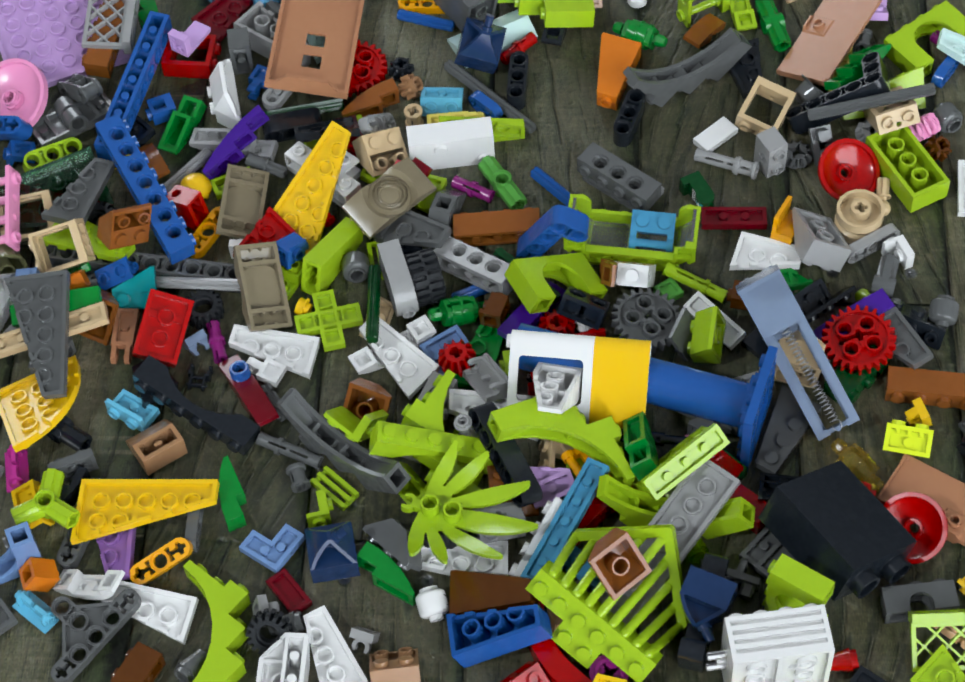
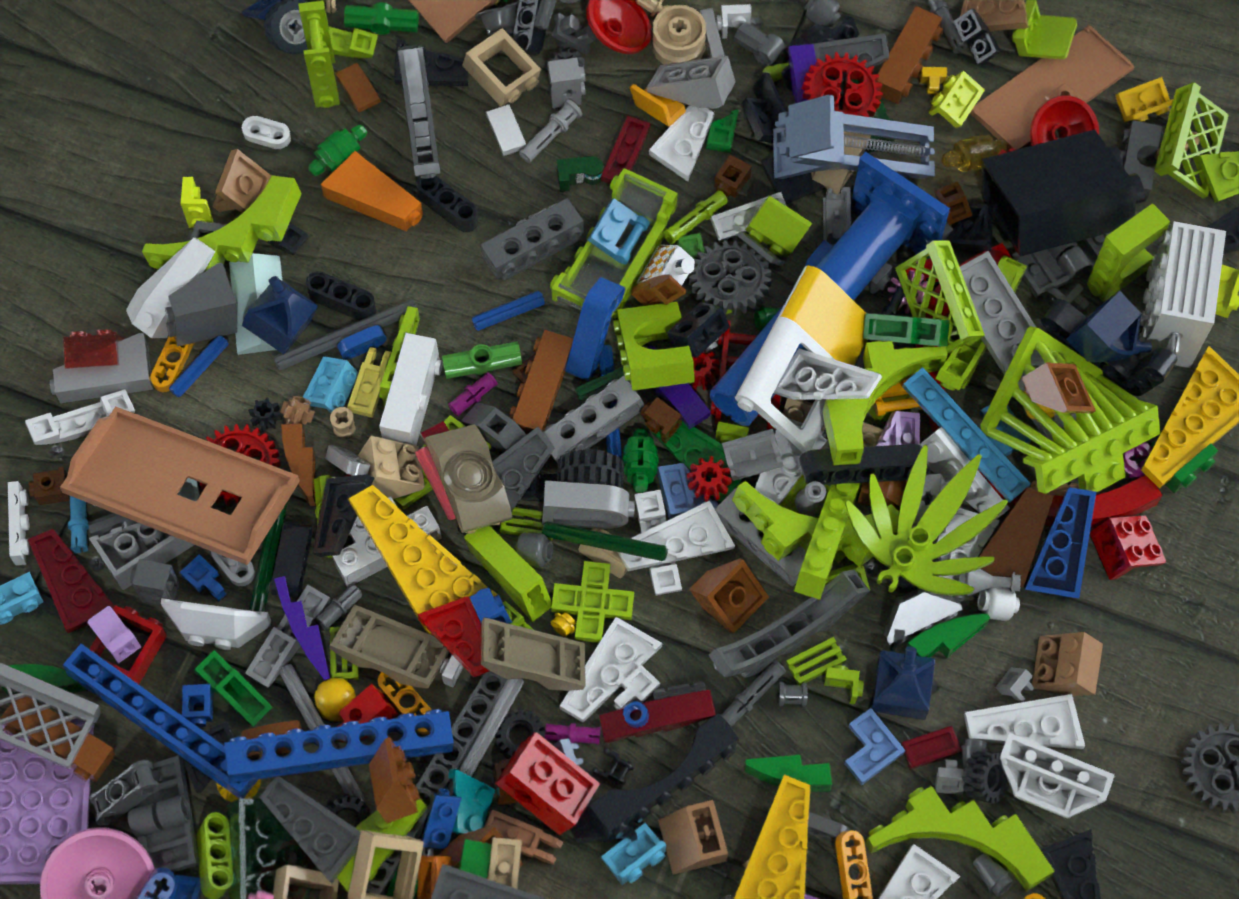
camera: 75 degrees left, 10 degrees up
(353, 427) = (769, 605): lime bracket -> none
(440, 575) = (982, 580): none -> light grey piece
(520, 45) = (286, 268): red pin -> none
(798, 461) = (956, 200): none -> reddish brown brick

